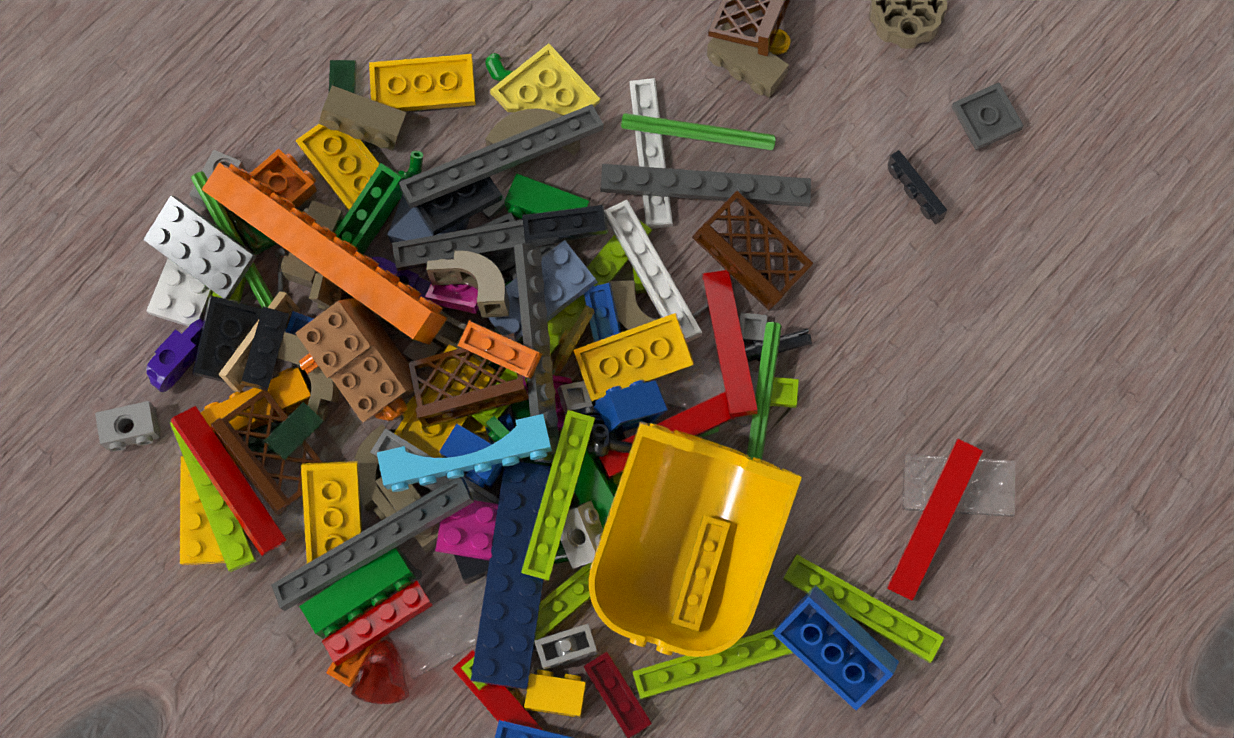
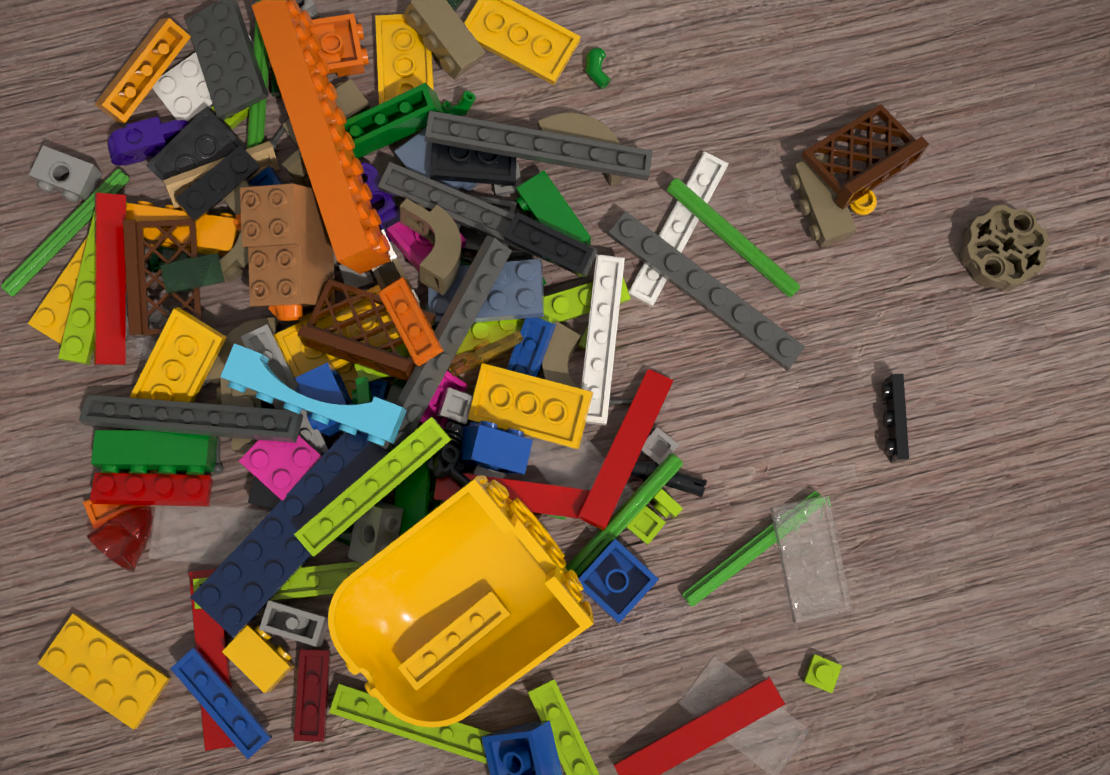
camera: 30 degrees right, 5 degrees up
(135, 302) = (142, 70): none -> light orange brick
(158, 474) = (61, 236): none -> bright green axle
(544, 83) = (626, 106): light yellow plate -> none
(734, 261) = (684, 386): reddish brown fence -> none
(789, 366) = (666, 505): none -> lime plate
(794, 445) = (617, 581): none -> blue brick
(877, 356) = (733, 563): none -> bright green axle
(926, 333) = (810, 559): none -> clear plate
(987, 116) = (1008, 395): dark grey plate -> none
(994, 414) = (822, 673): none -> lime plate

